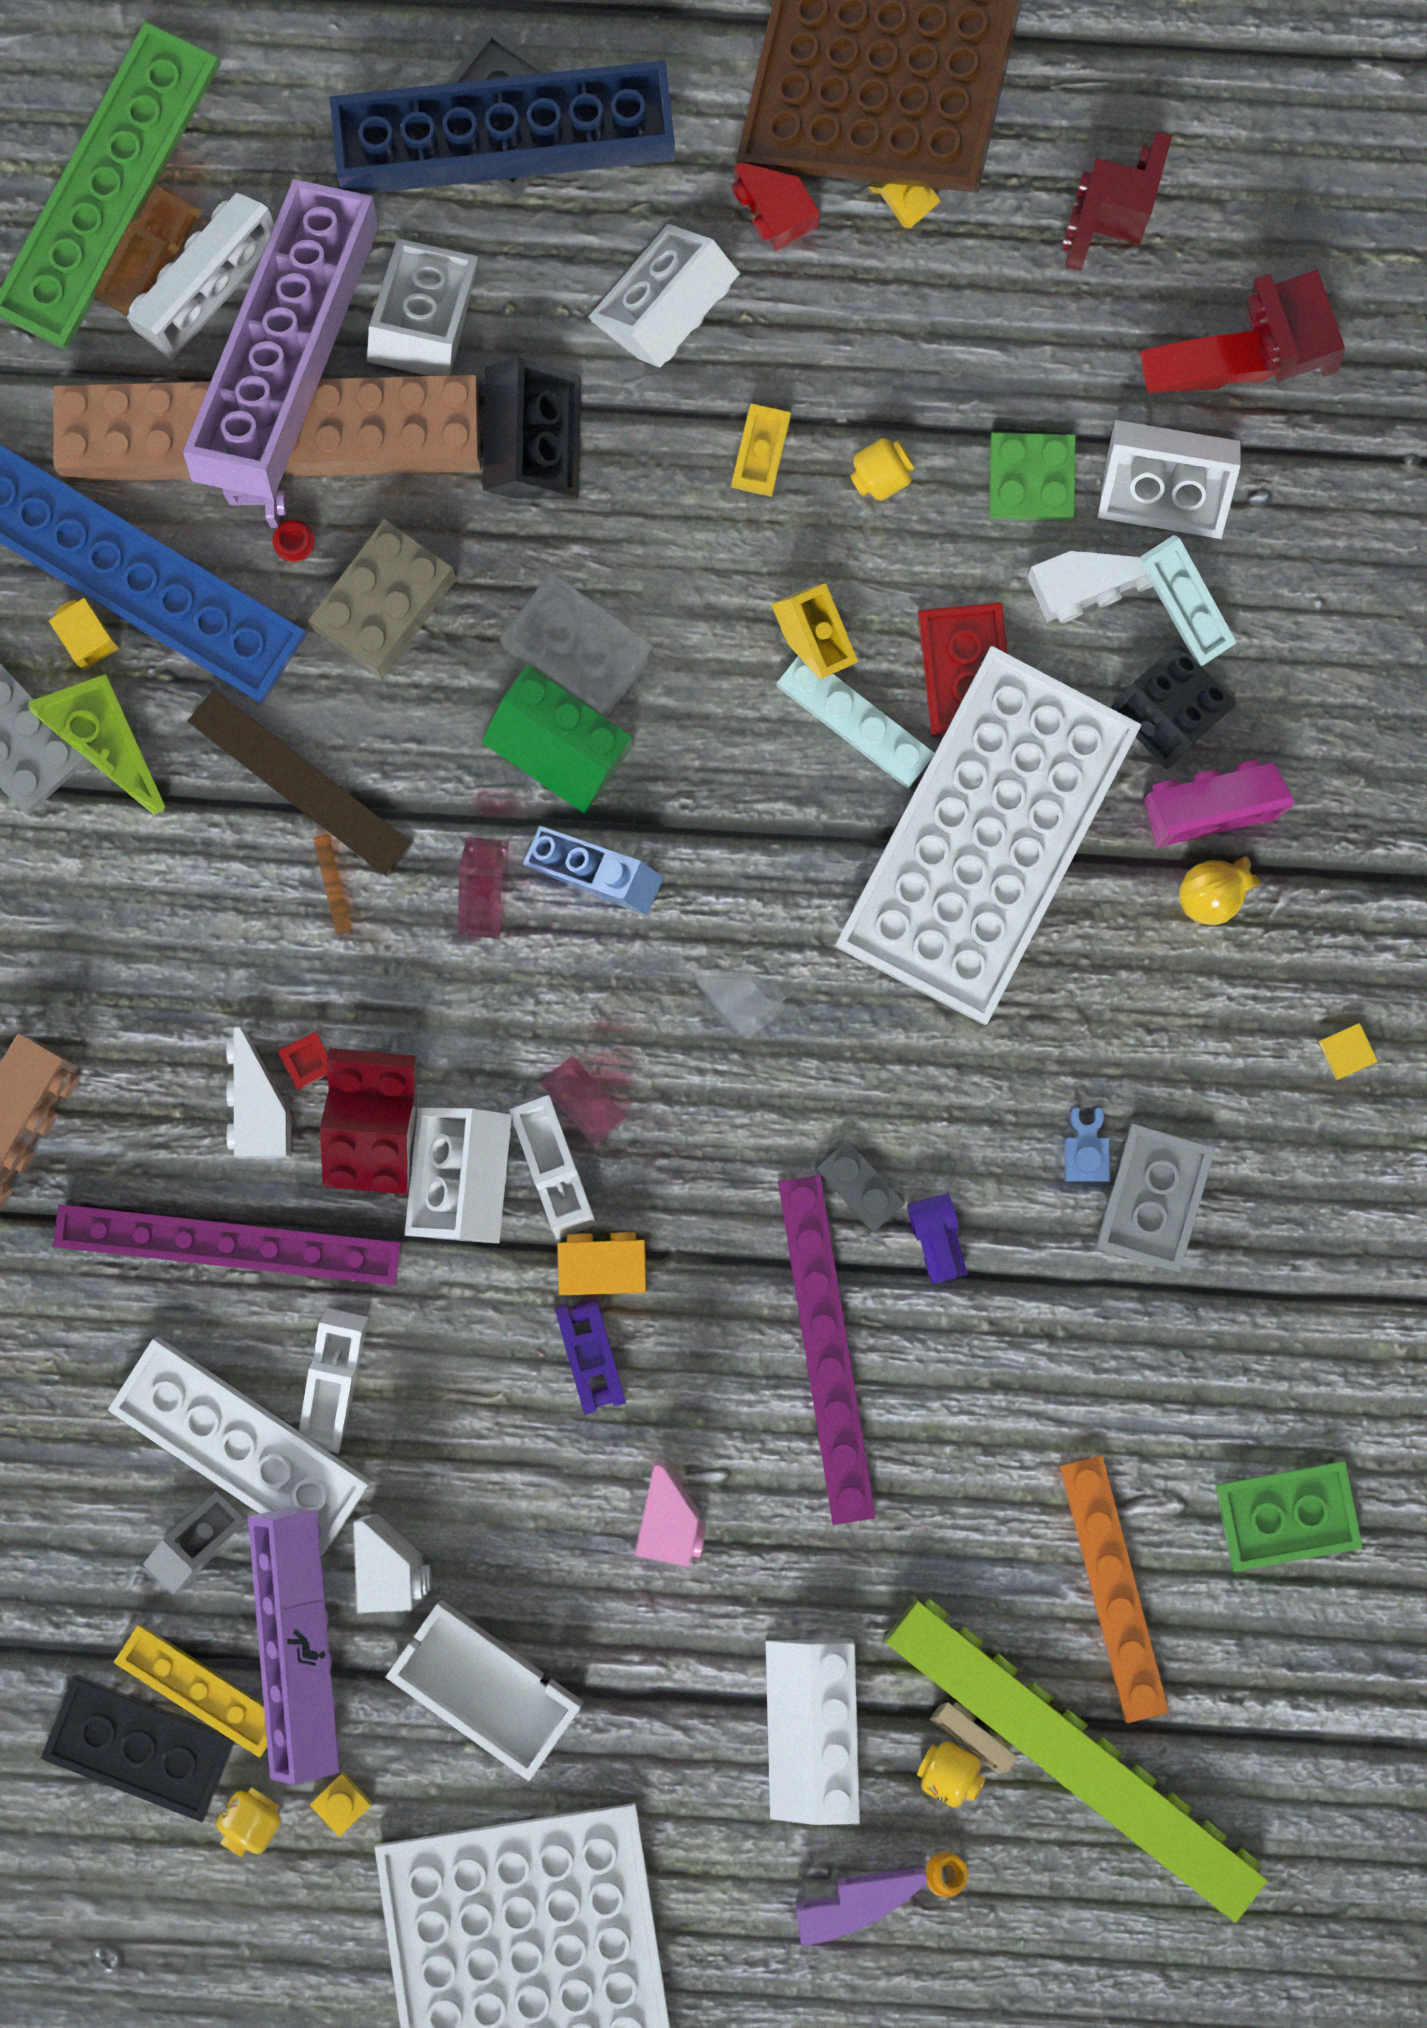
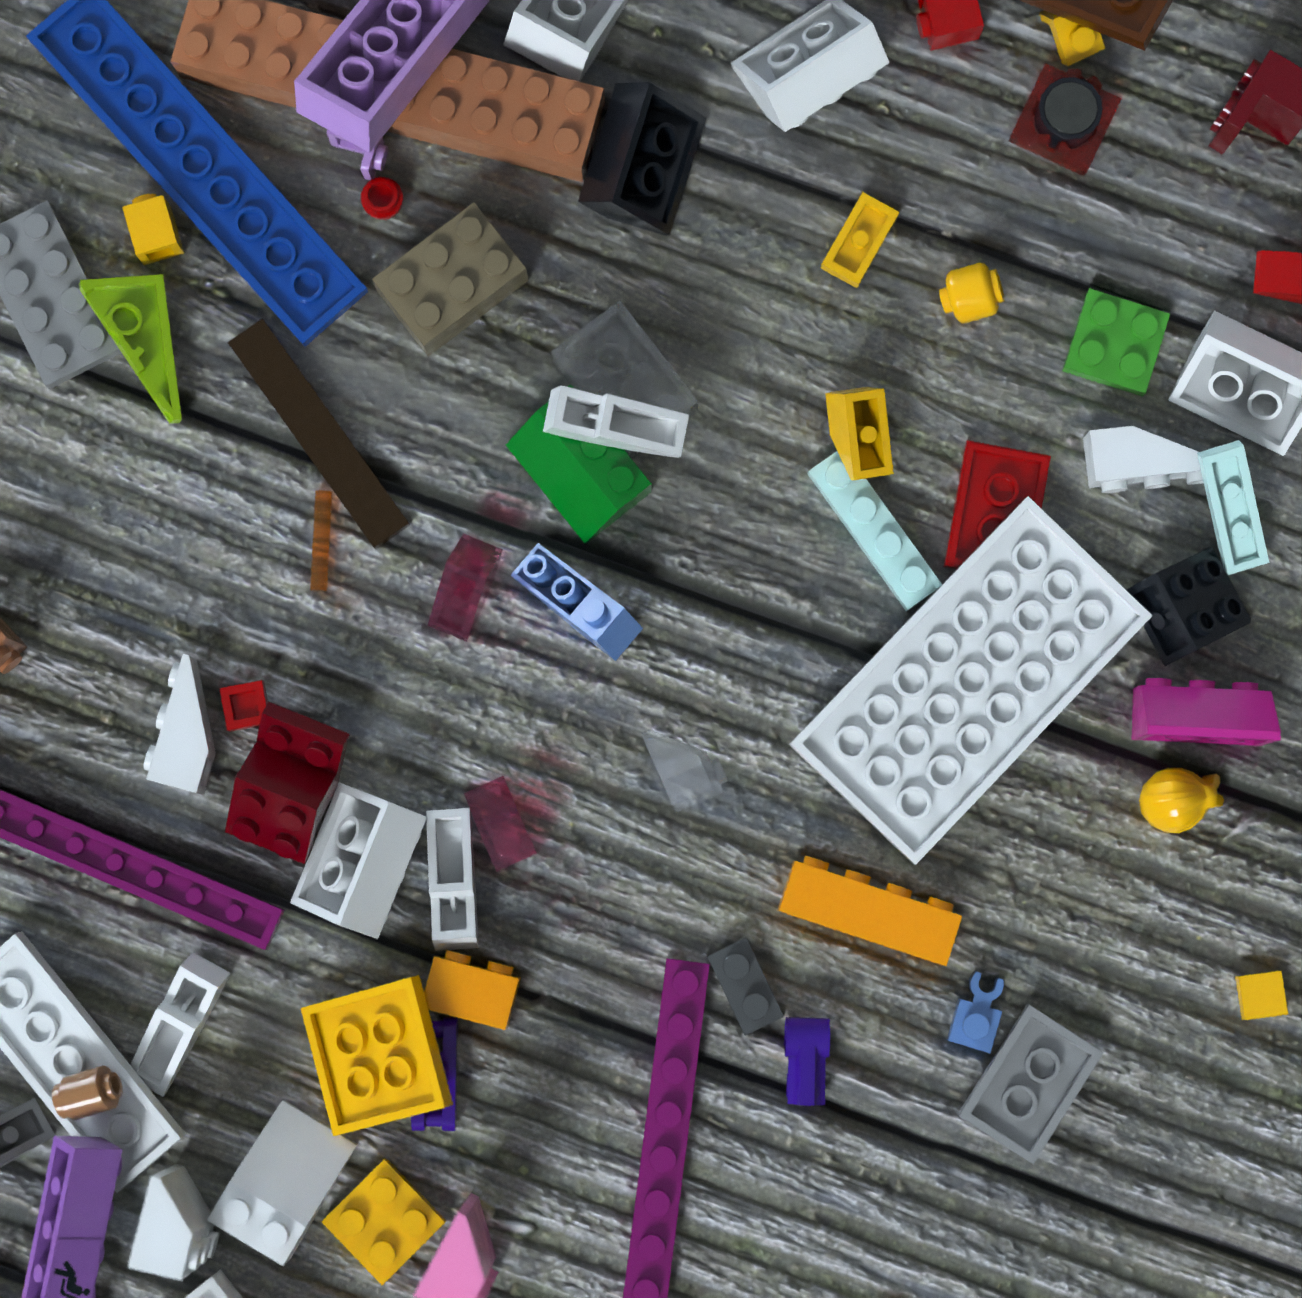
camera: 15 degrees right, 0 degrees up
(267, 1468) = (87, 1093): none -> medium nougat brick
(477, 1499) = (282, 1183): none -> white slope
(530, 1352) = (376, 1056): none -> yellow plate
(581, 688) = (615, 422): none -> white slope
(583, 1508) = (383, 1221): none -> yellow plate
(922, 276) = (1066, 115): none -> piece
(957, 1081) = (870, 912): none -> light orange brick

